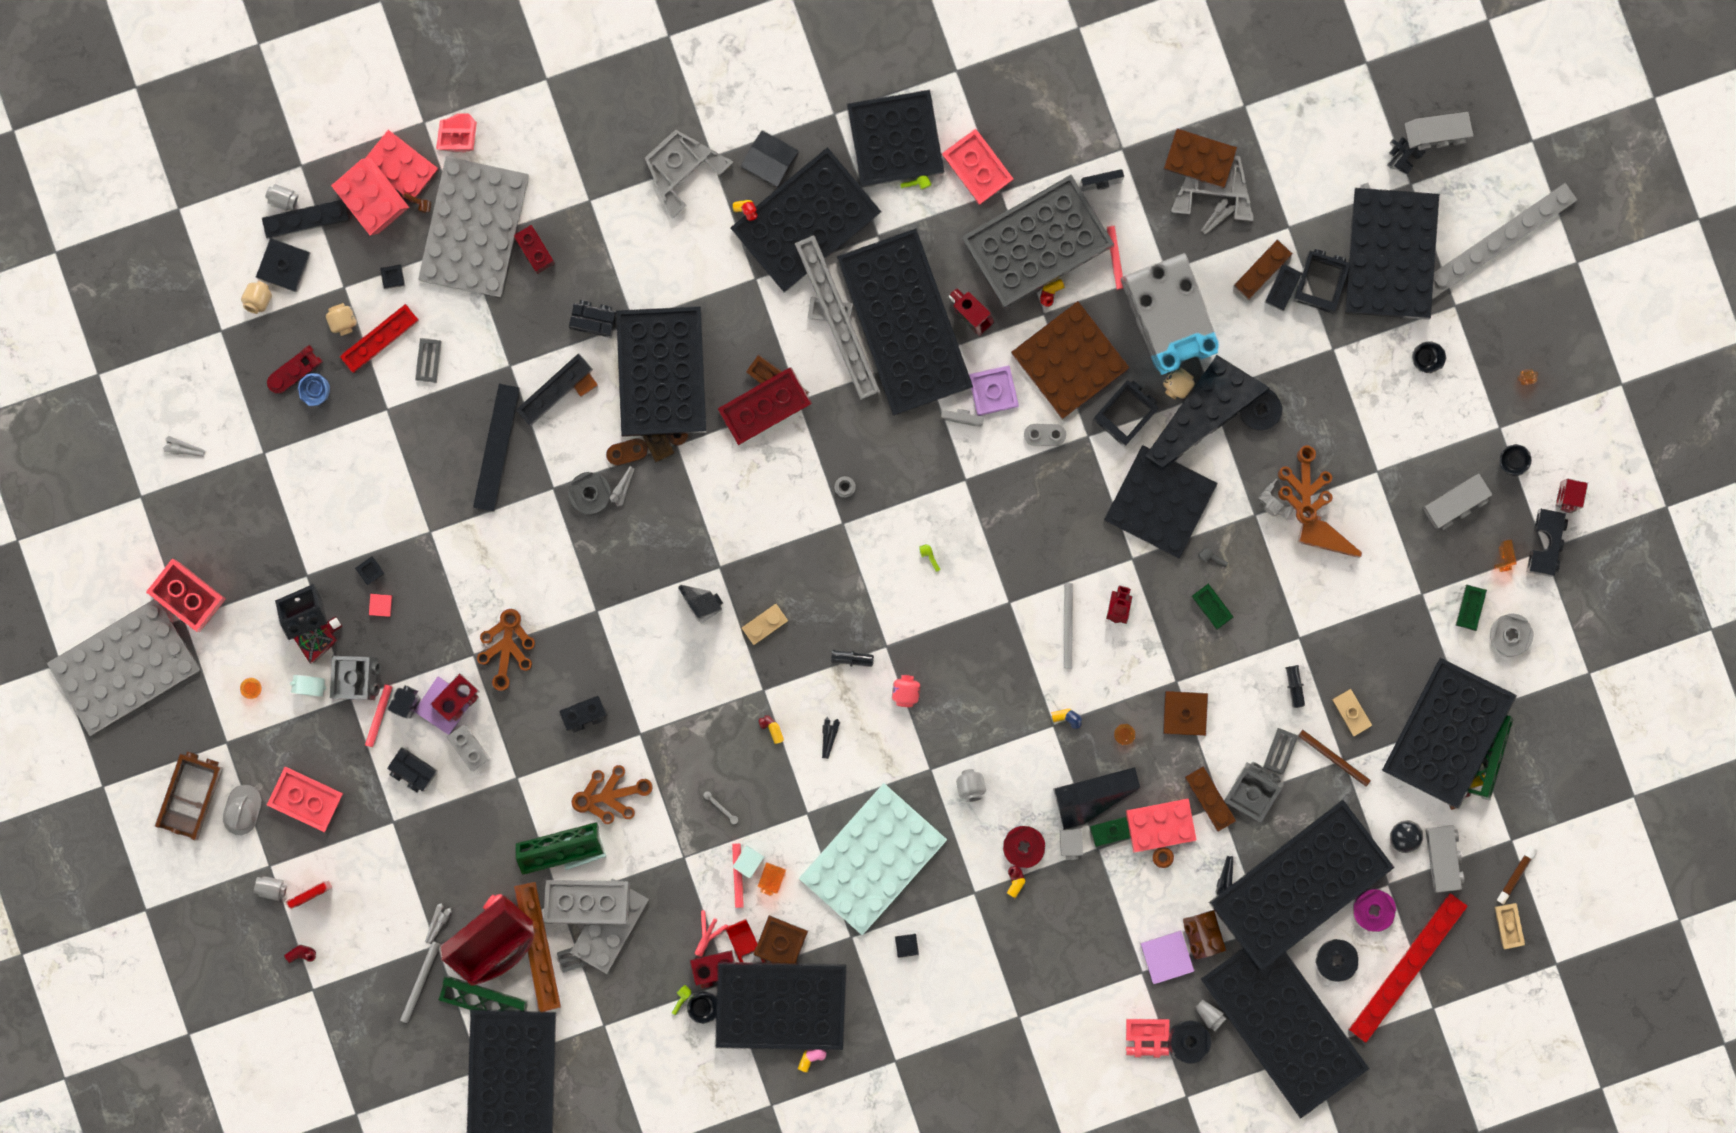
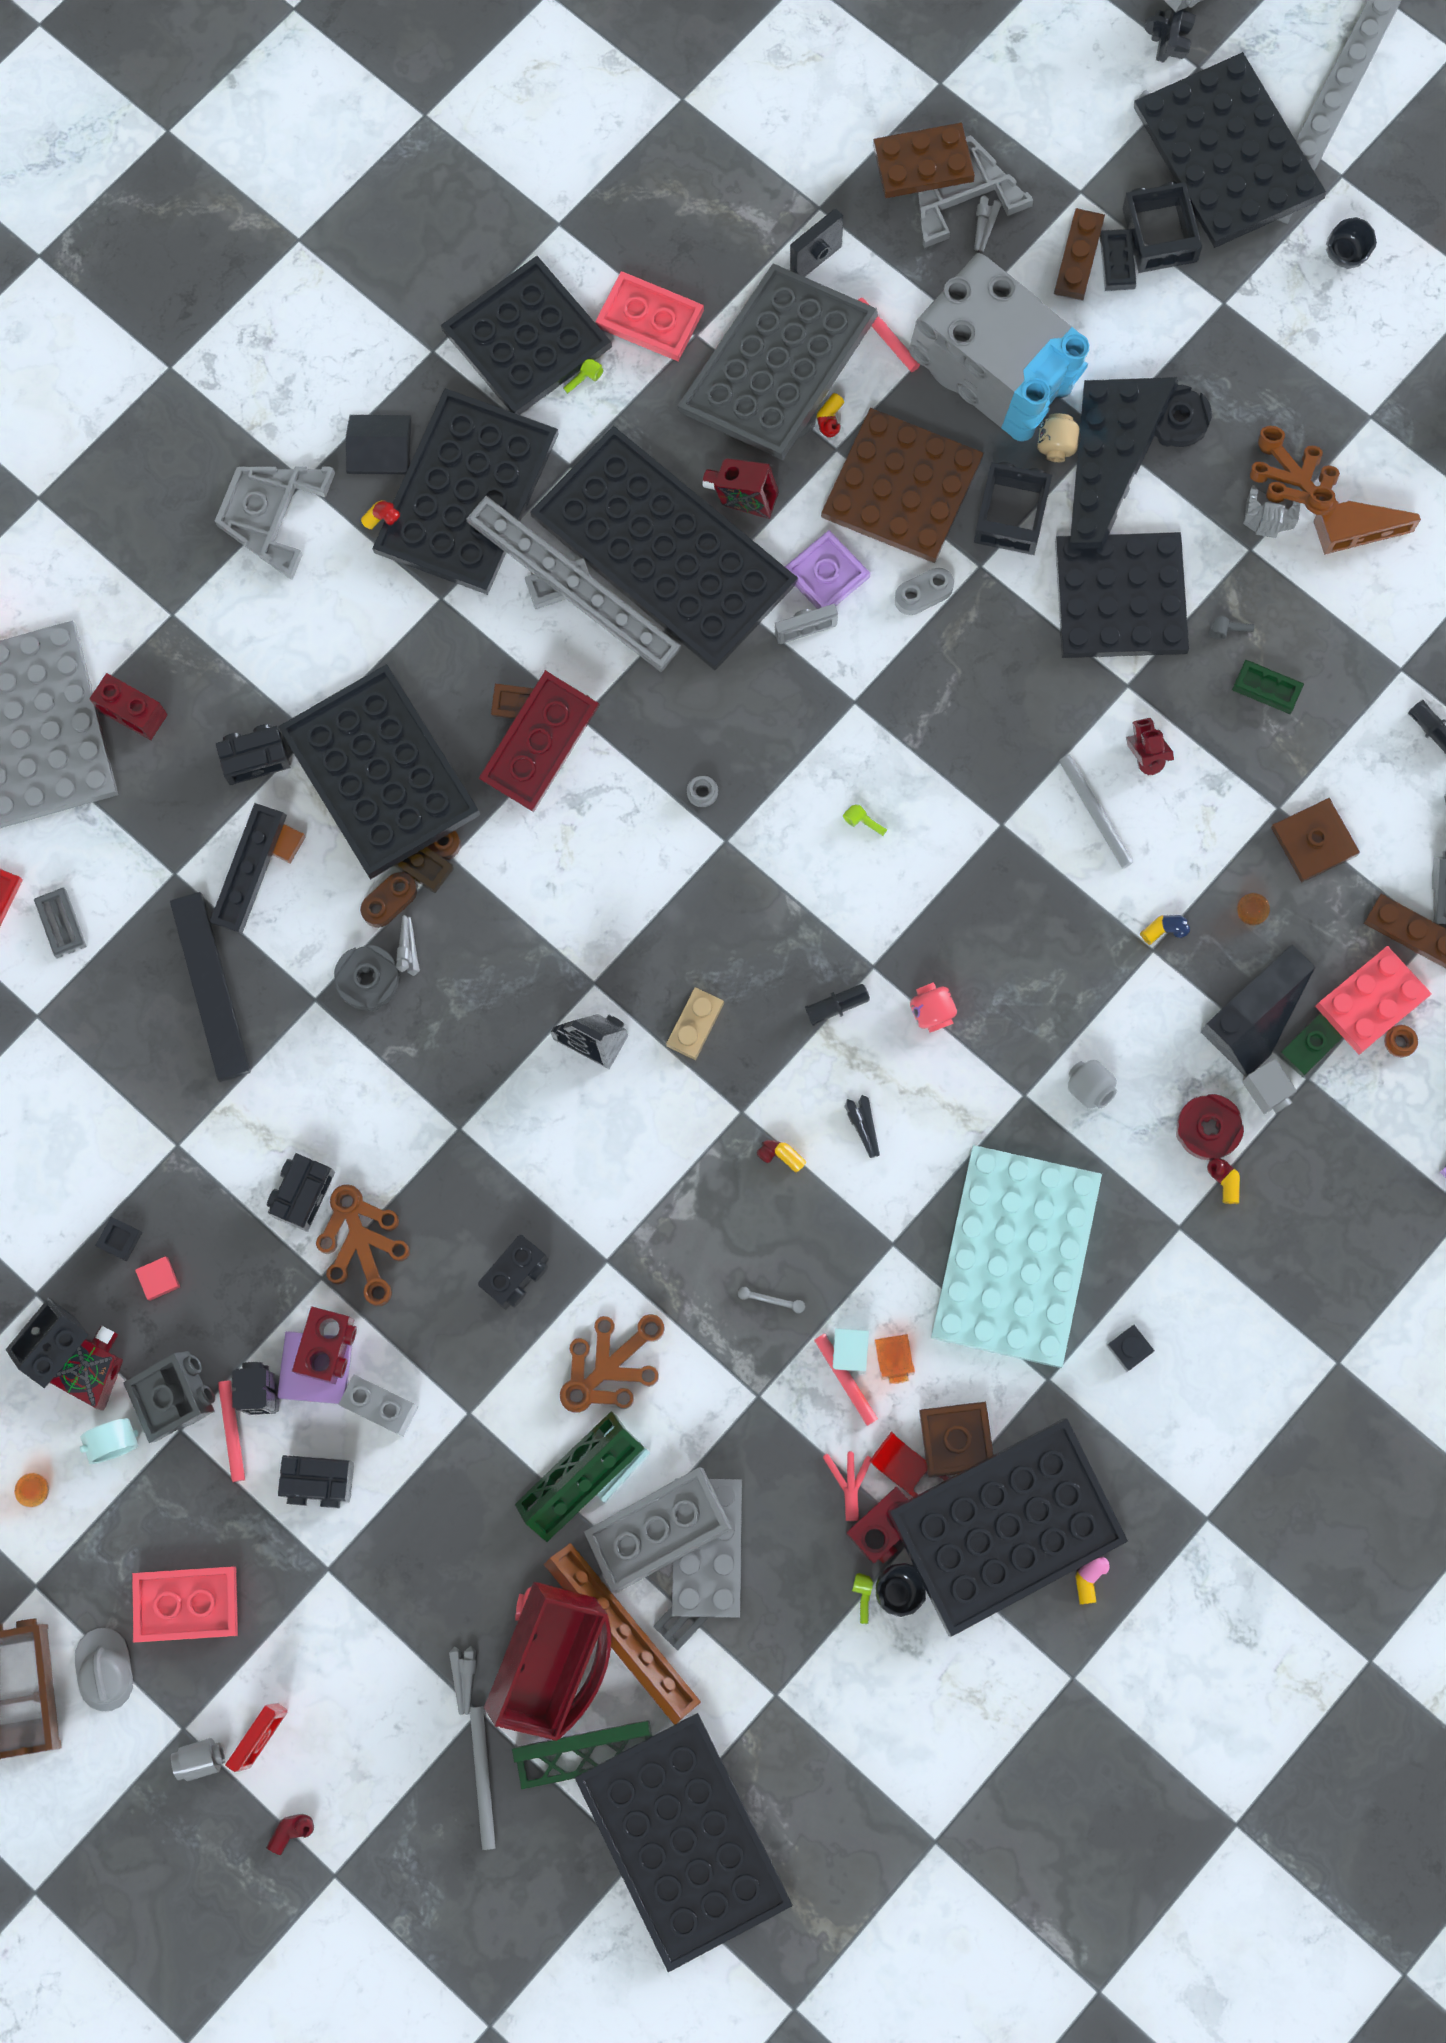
camera: 20 degrees left, 10 degrees down
(486, 600) = (300, 1191): none -> black brick

